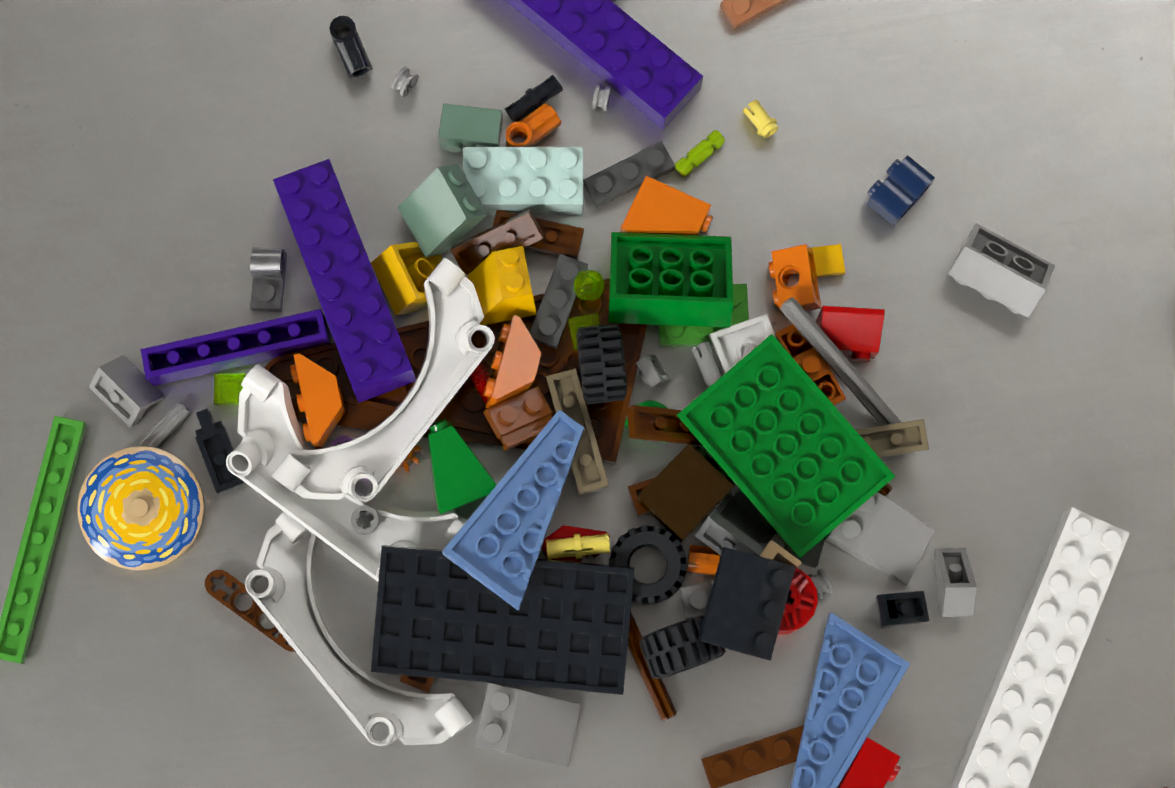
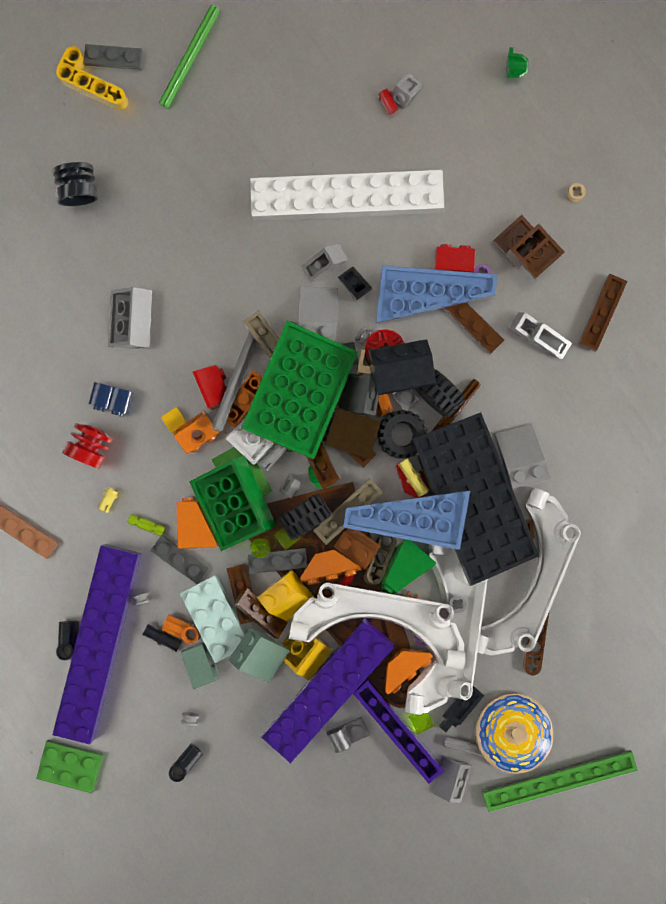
camera: 110 degrees left, 10 degrees up
(493, 458) = (387, 551): none -> dark tan beam
(845, 120) = (87, 445): none -> red wheel

